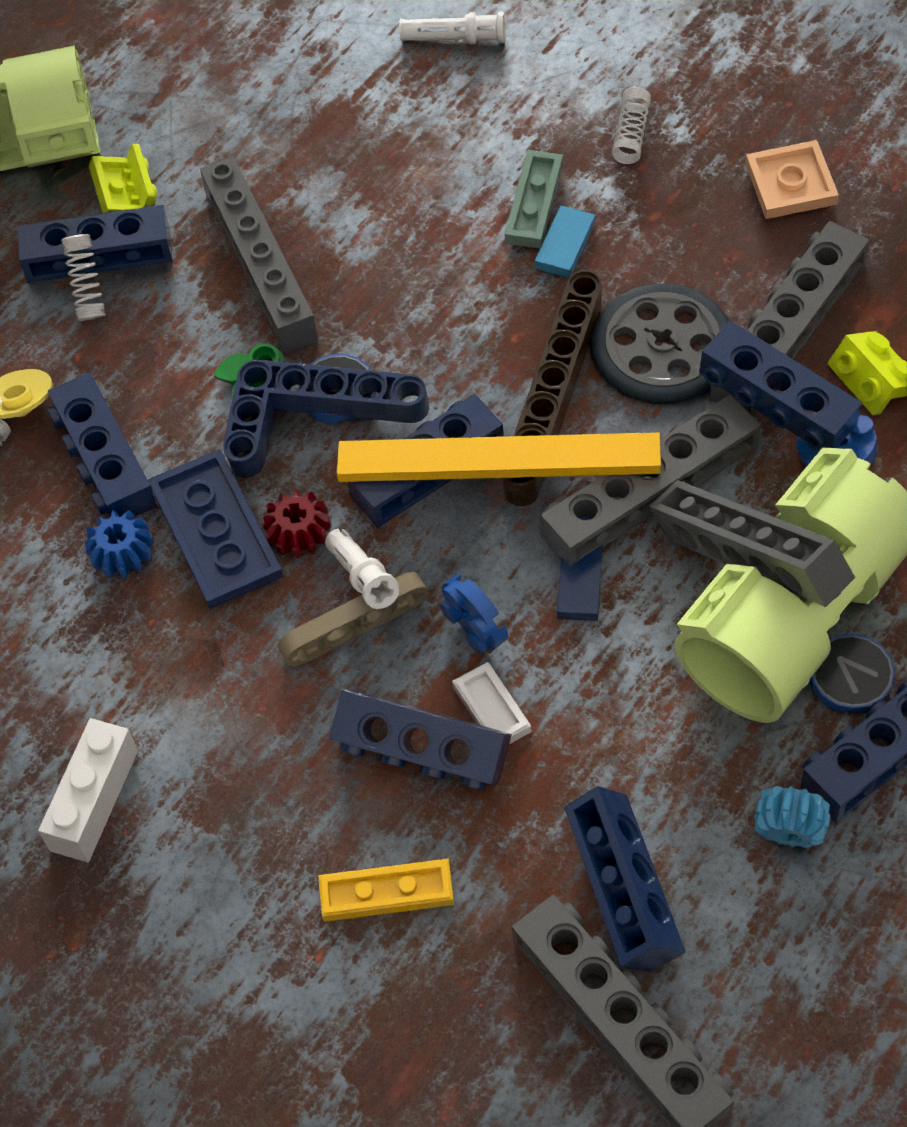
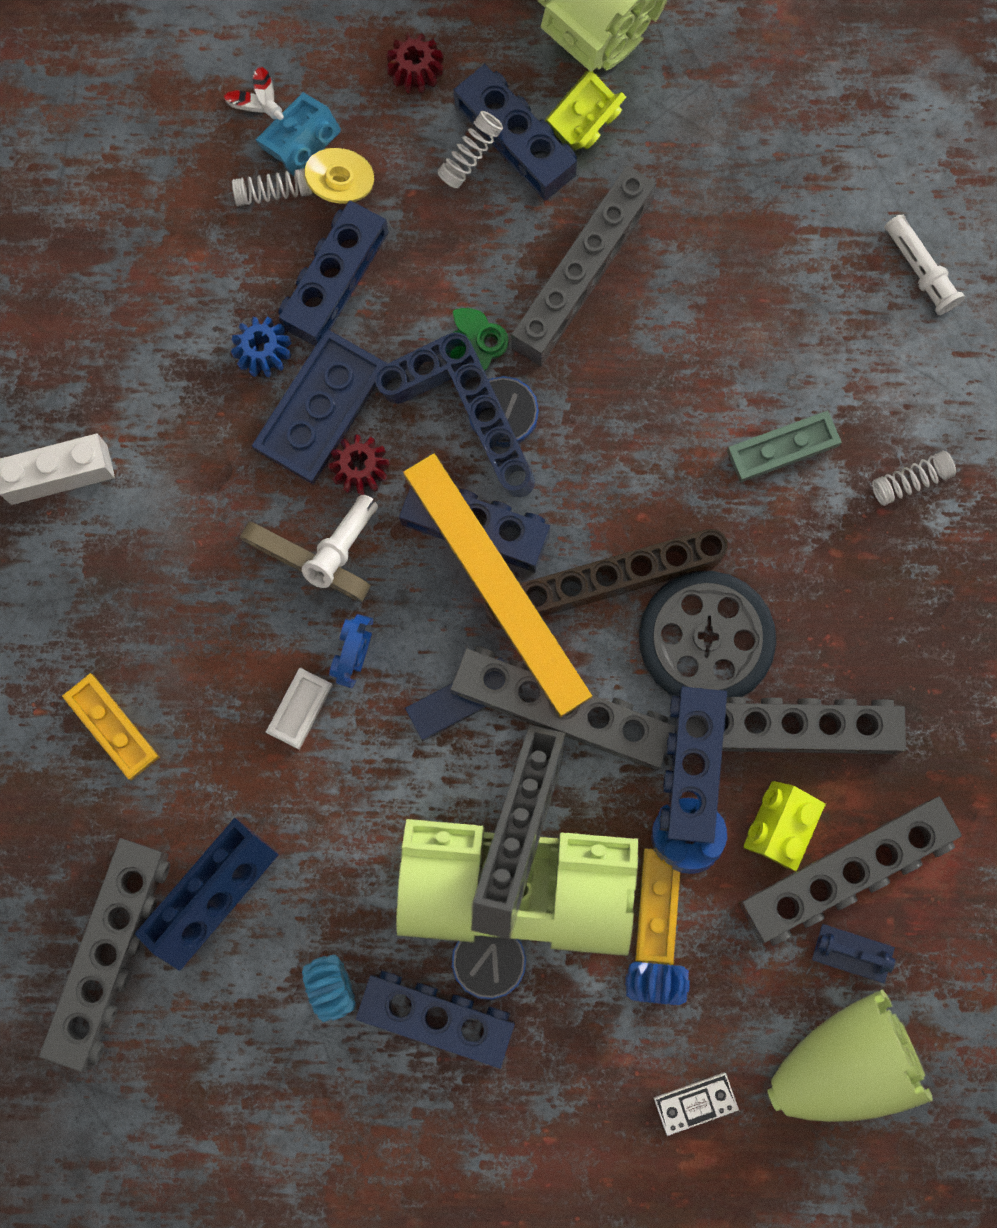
camera: 55 degrees right, 20 degrees up
(359, 710) = (246, 689): dark blue brick -> none
(565, 241) = (759, 498): dark azure tile -> none
(791, 179) = (941, 645): light nougat plate -> none

